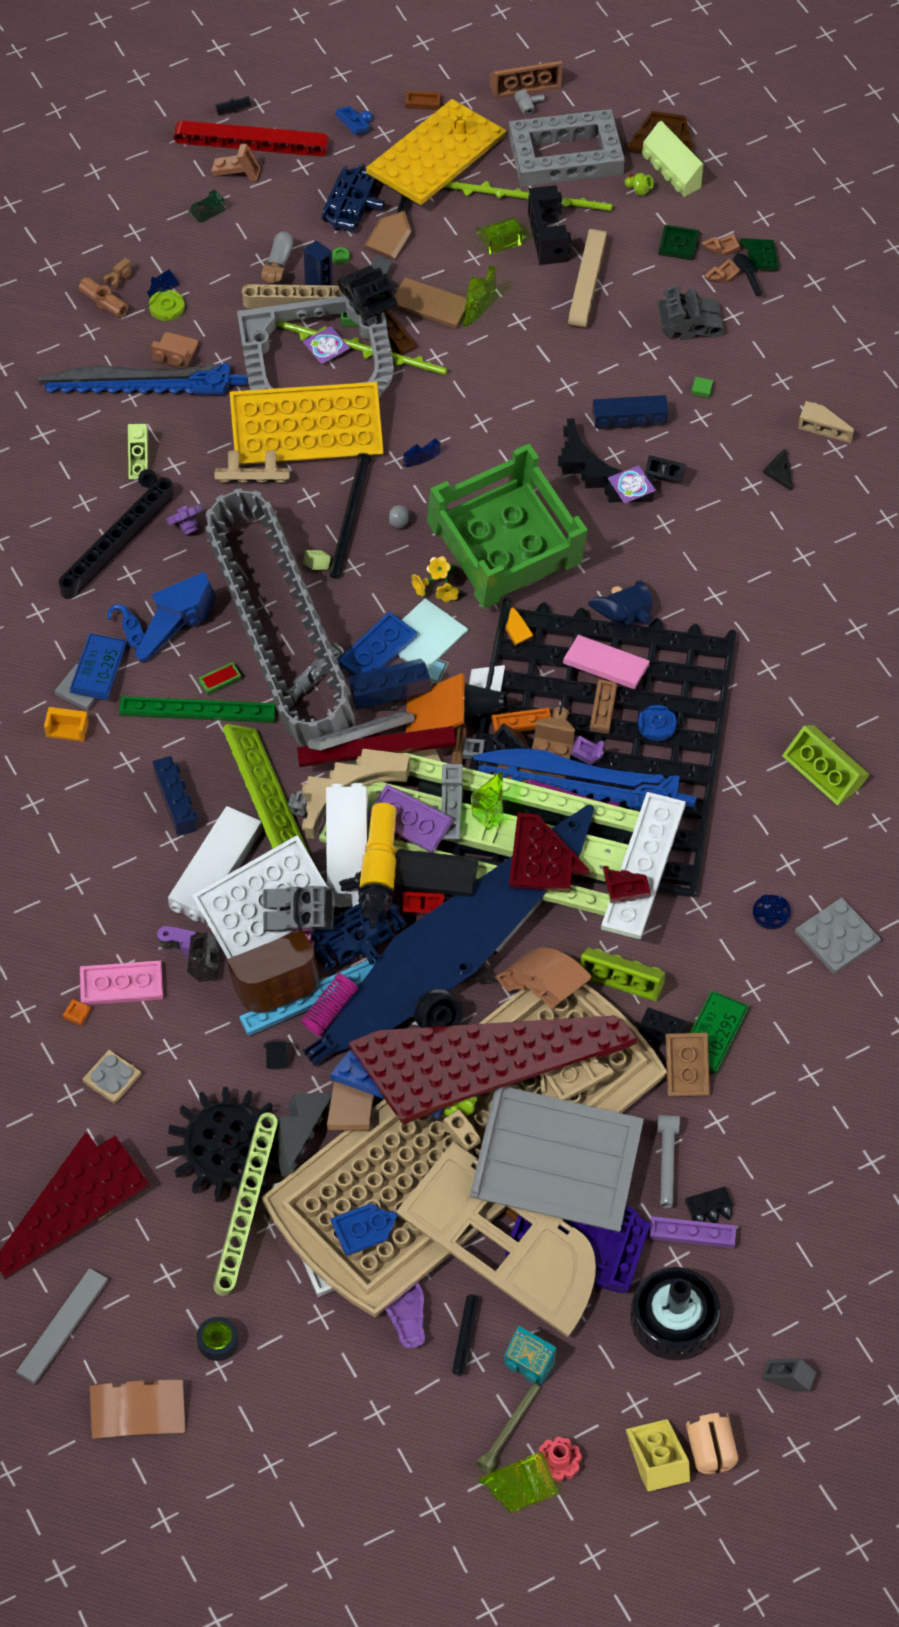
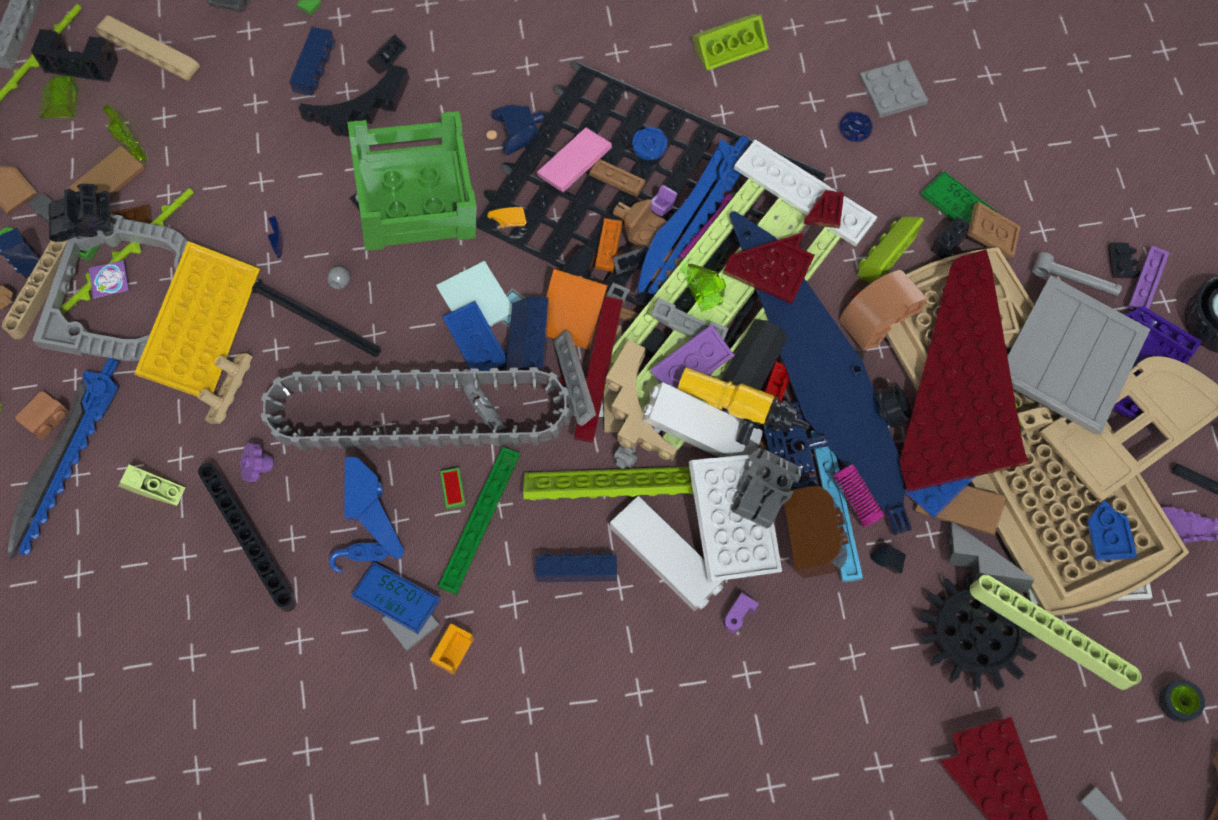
camera: 70 degrees left, 10 degrees up
(76, 1012) = (789, 734): orange tile -> none
(111, 1077) = (872, 720): light grey piece -> none
(121, 982) = (768, 681): bright pink tile -> none
(147, 478) = (187, 486): black plate -> none
(203, 957) = (771, 593): clear smoke brick -> none
(316, 559) = (353, 361): yellowish green slope -> none
(438, 569) = (426, 256): yellow plant -> none
(479, 677) = (543, 268): white sticker -> none
(631, 484) = (393, 82): sticker -> none

